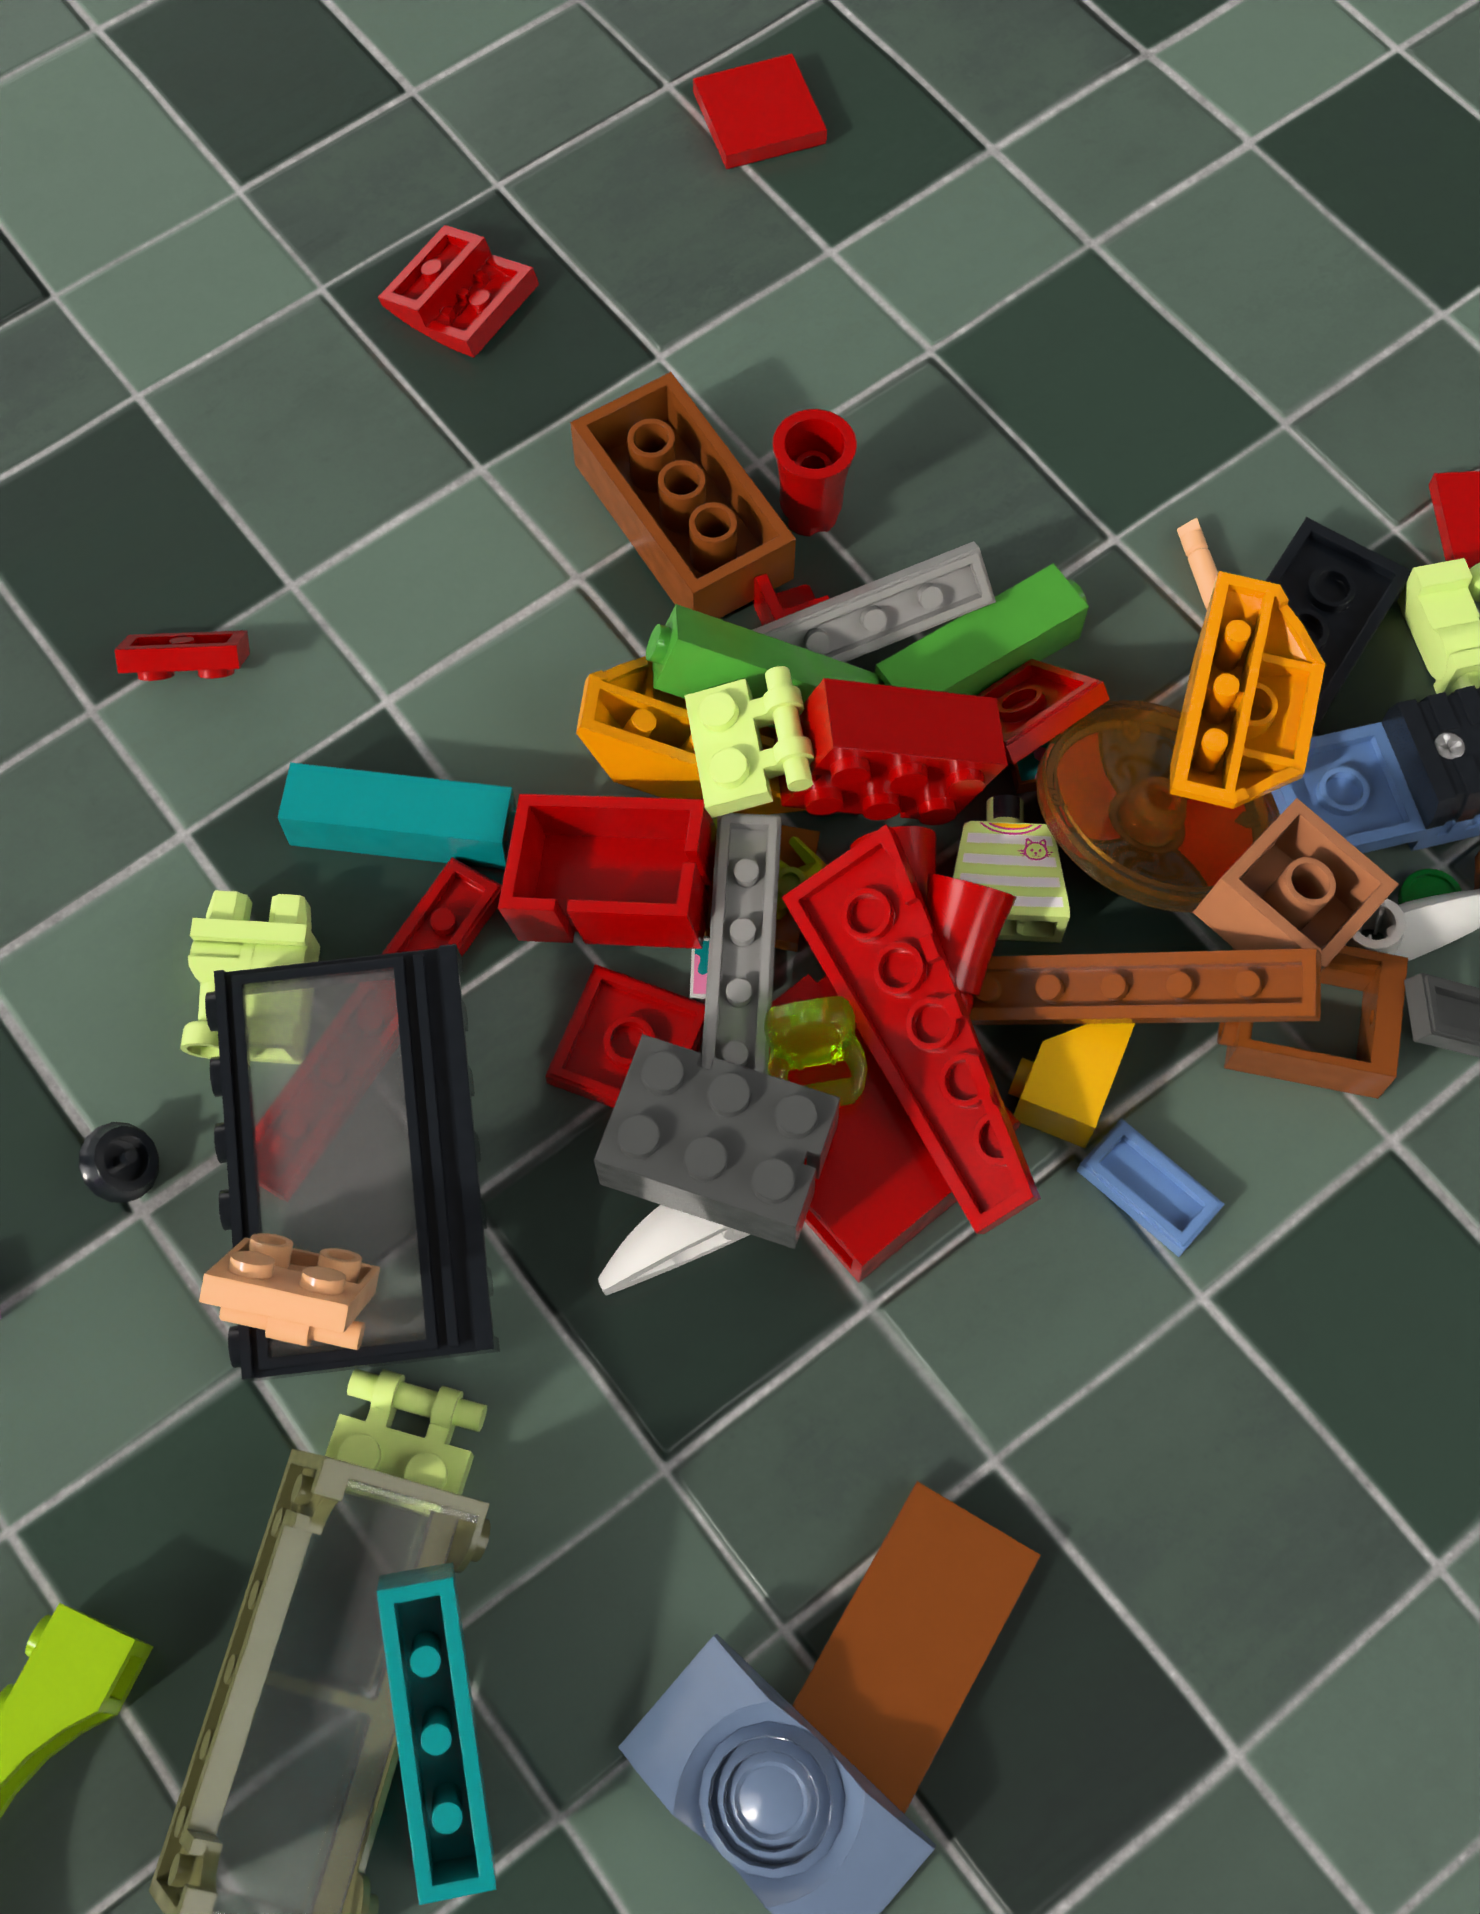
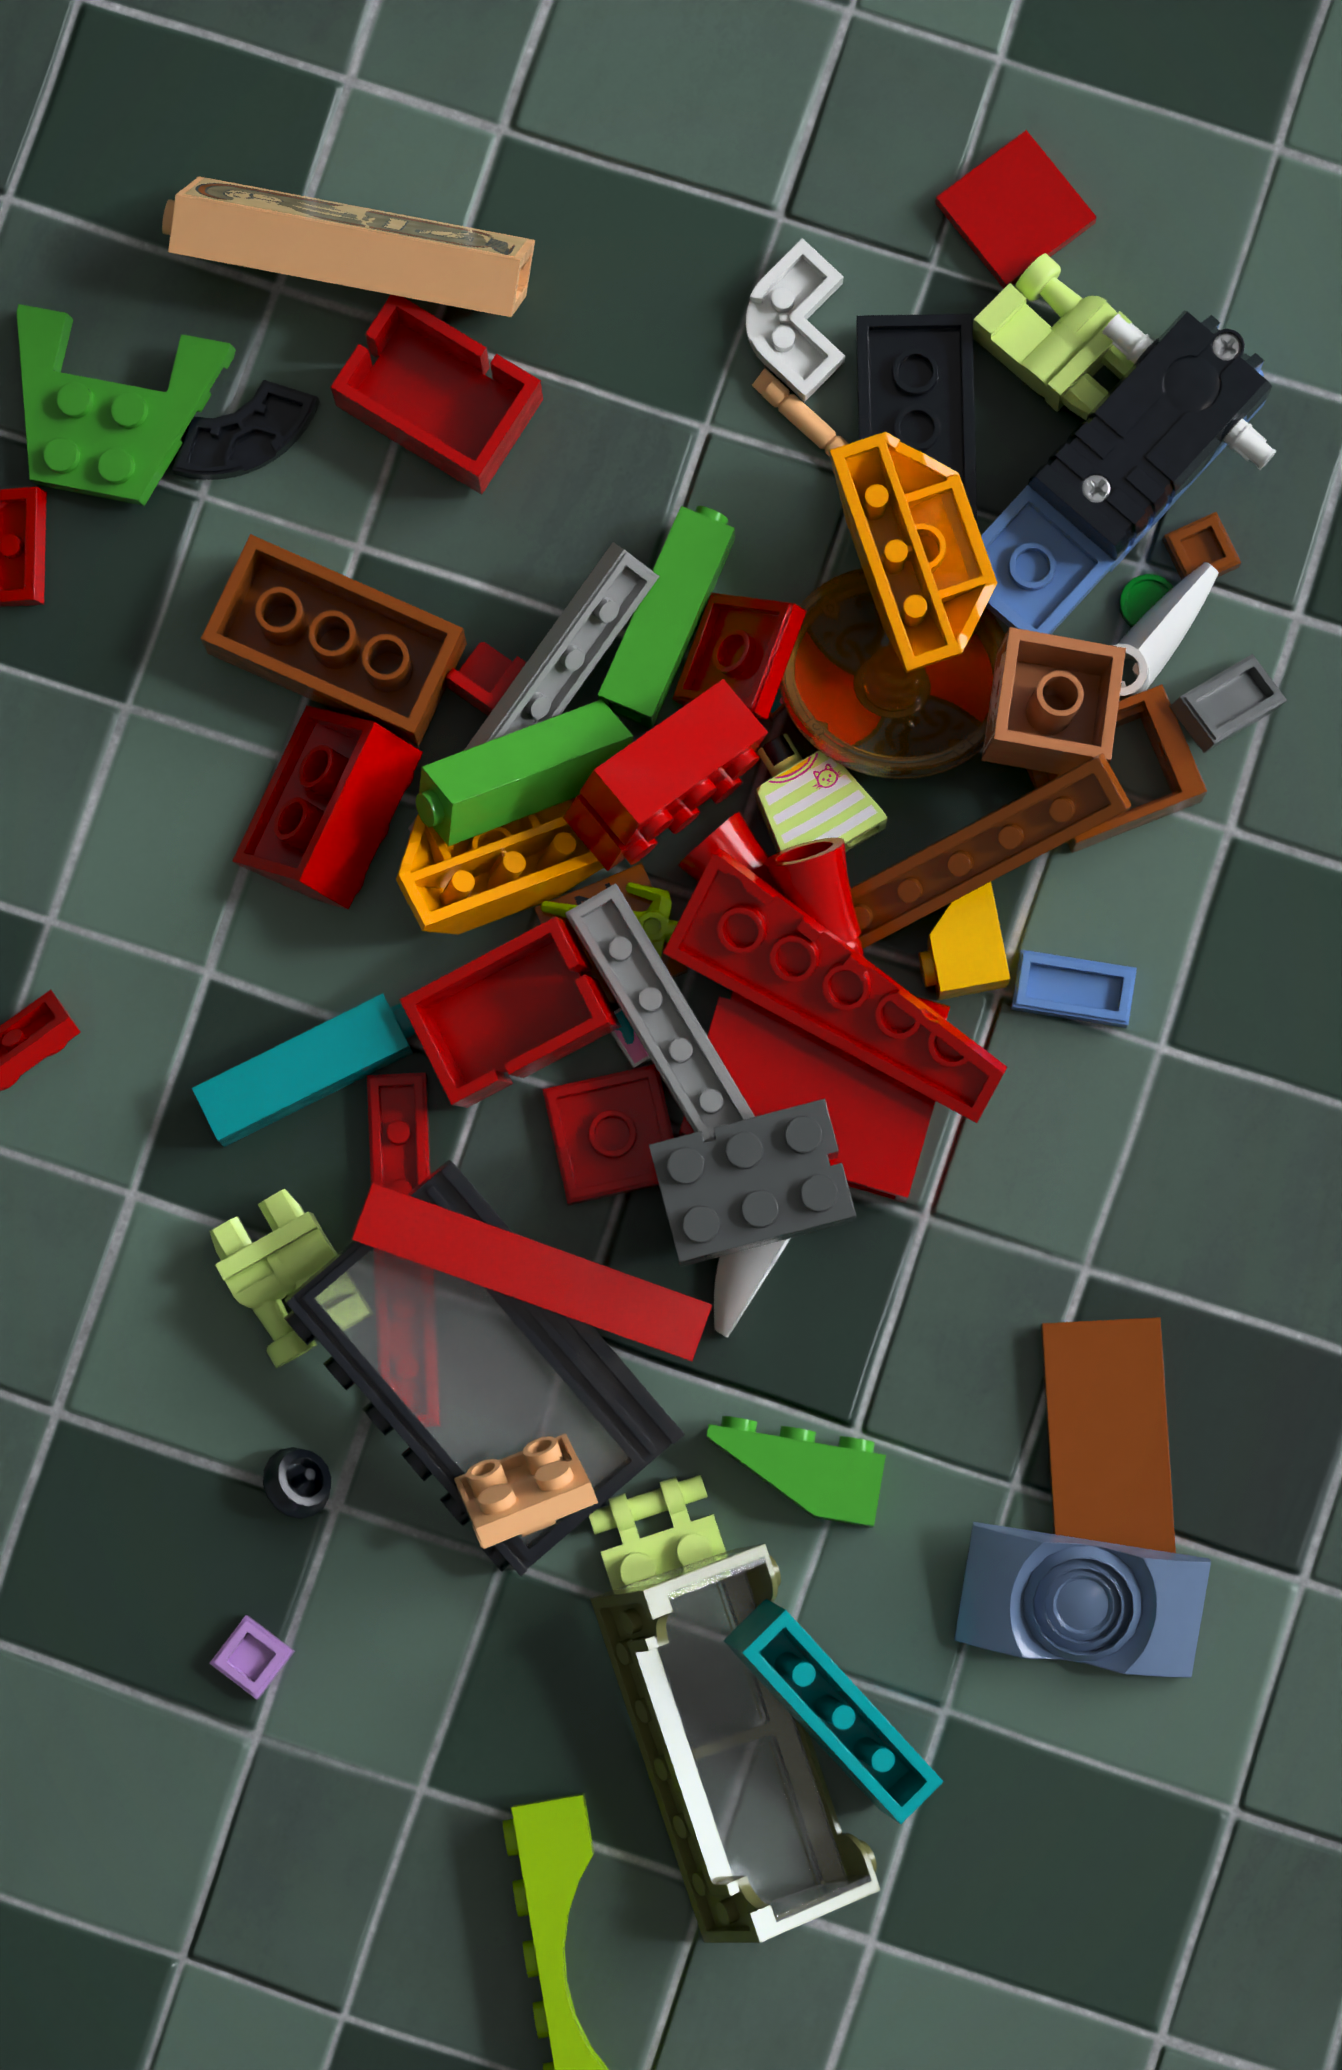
camera: 30 degrees left, 15 degrees up
(457, 1093) = (531, 1271): none -> red tile
(580, 627) = (328, 806): none -> red slope
(596, 1485) = (819, 1478): none -> bright green slope
(619, 267) = (104, 433): none -> bright green wing
(727, 333) = (246, 438): none -> black tile
(729, 745) = (546, 860): yellowish green plate -> none
(759, 111) = (114, 178): red tile -> none
(813, 464) = (426, 528): red plant -> none
(815, 1035) = (759, 1050): clear neon green piece -> none
(905, 373) = (435, 394): none -> red piece
(912, 228) = (349, 245): none -> light nougat brick
(1236, 489) = (779, 322): none -> white plate

